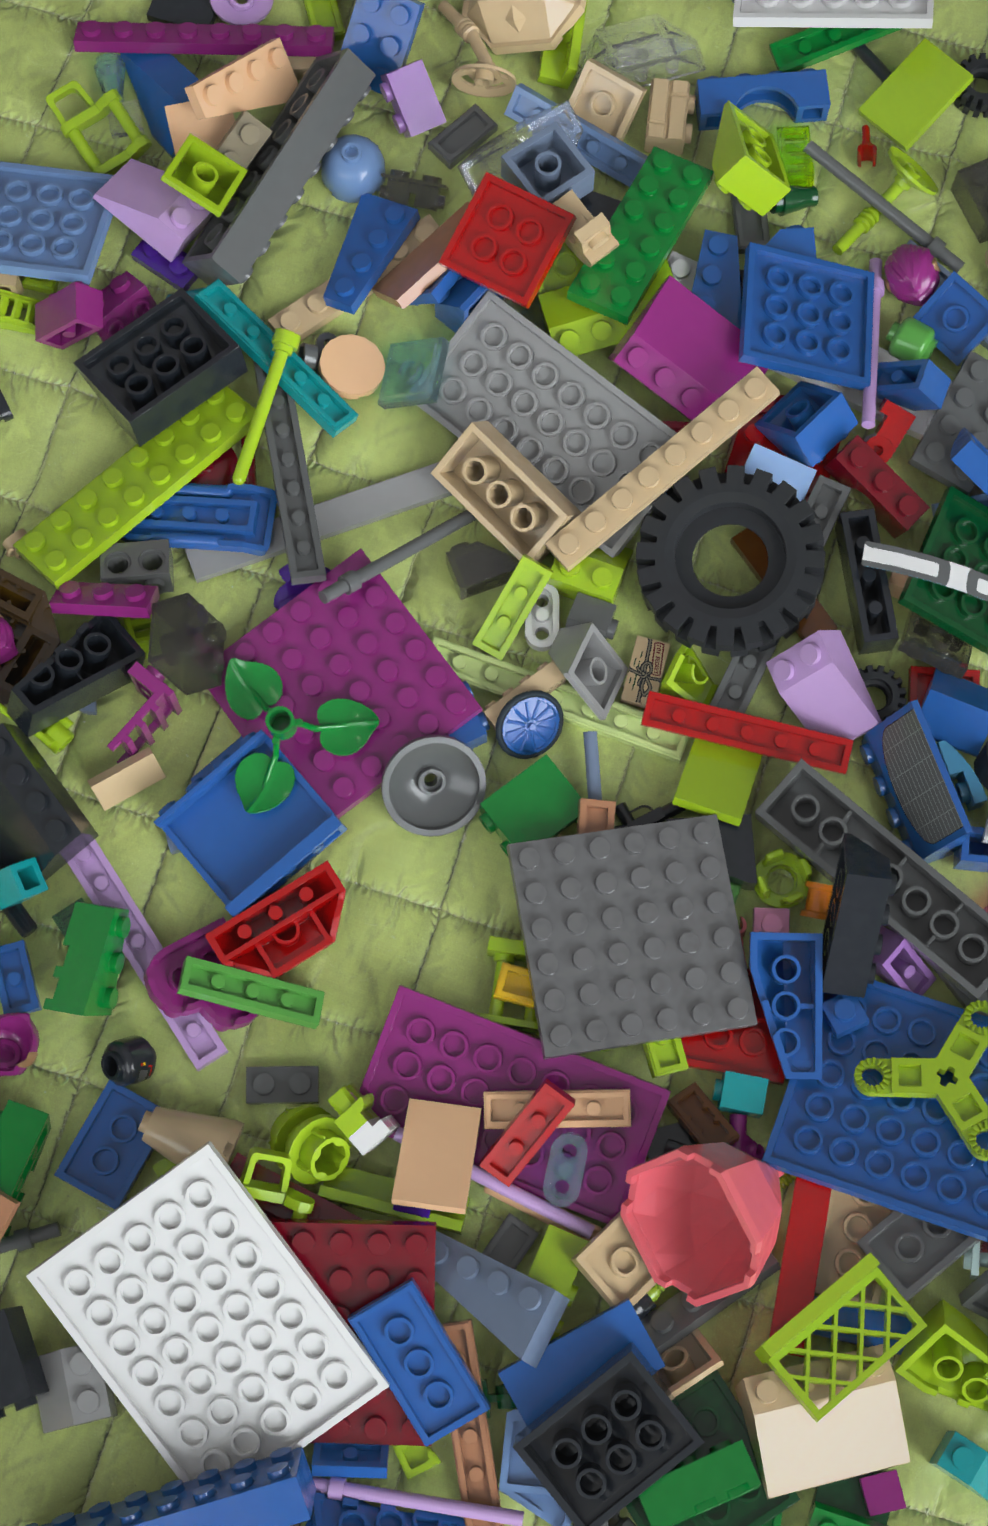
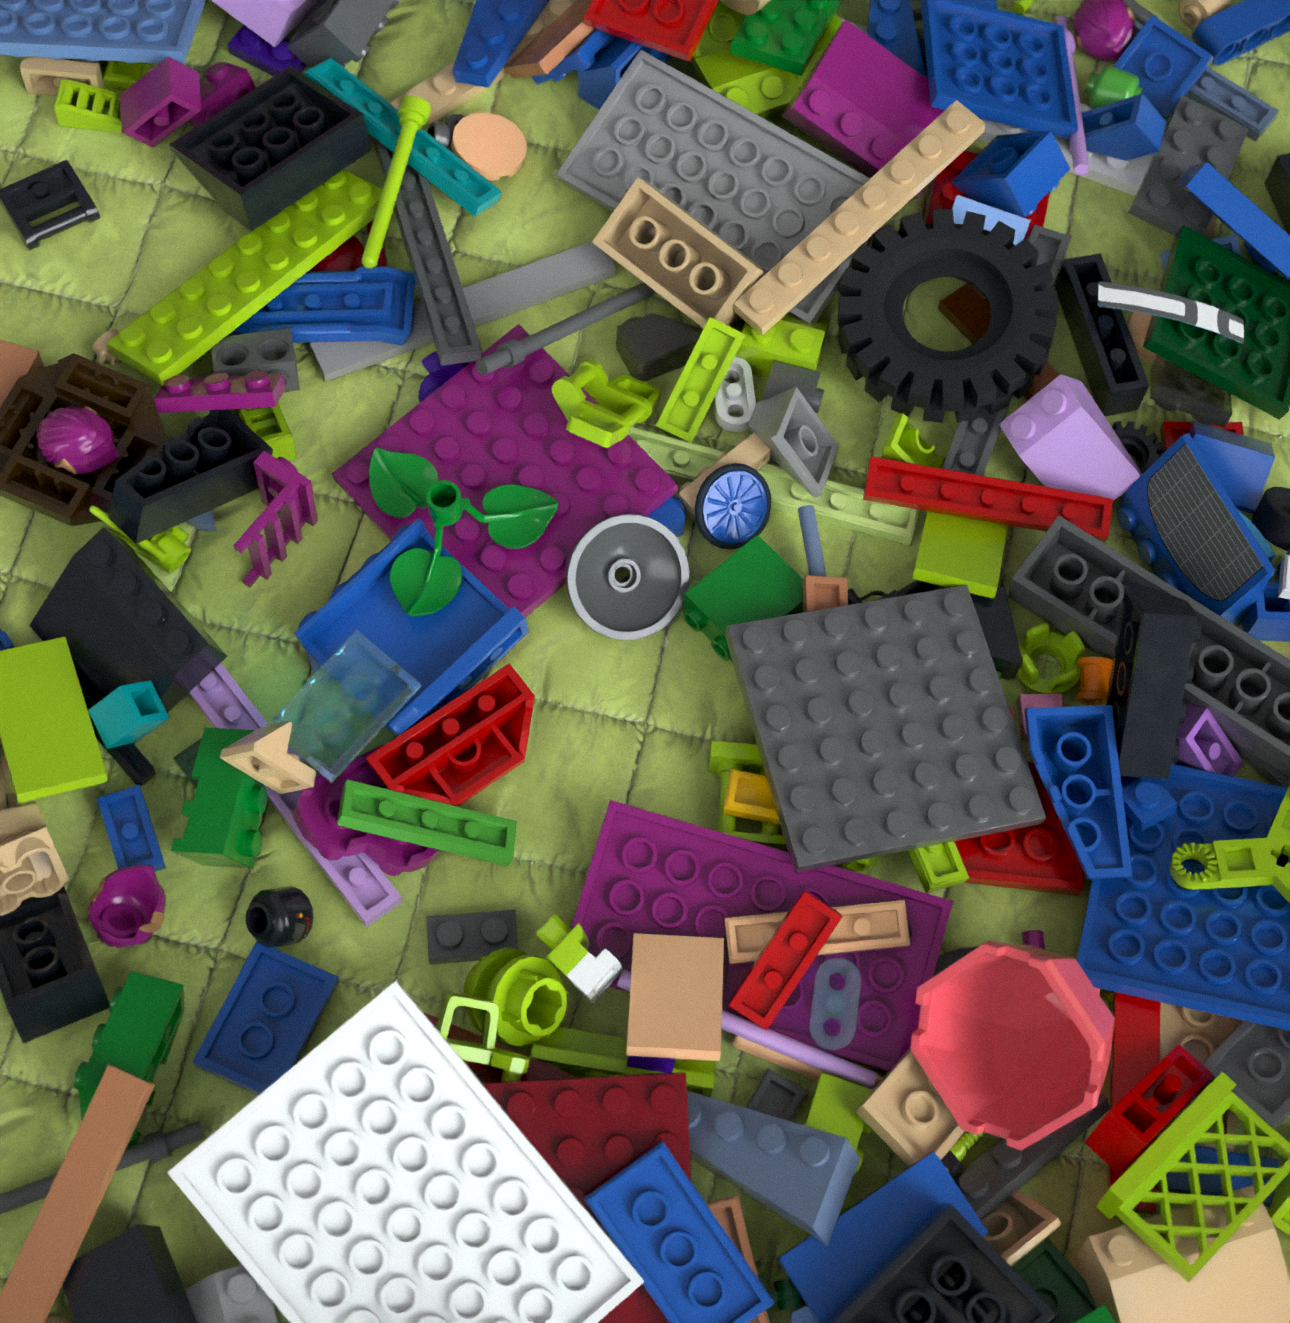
camera: 10 degrees left, 10 degrees down
(122, 933) = (266, 759): none -> tan slope
(126, 778) = (256, 594): tan tile -> none
(181, 1133) = (342, 991): tan cone -> none
(187, 644) = (322, 434): clear smoke brick -> none
(188, 892) = (345, 705): none -> clear light blue slope
(413, 373) = (561, 146): clear light blue tile -> none
(432, 616) = (620, 401): none -> lime bar
(644, 670) = (858, 442): tan tile -> none
(701, 1117) = (978, 924): reddish brown plate -> none
(740, 1094) = (1033, 906): teal brick -> none
(808, 1276) = (1148, 1109): none -> red slope
(863, 469) = (1087, 218): dark red arch -> none
(890, 430) = (1103, 182): red leg -> none

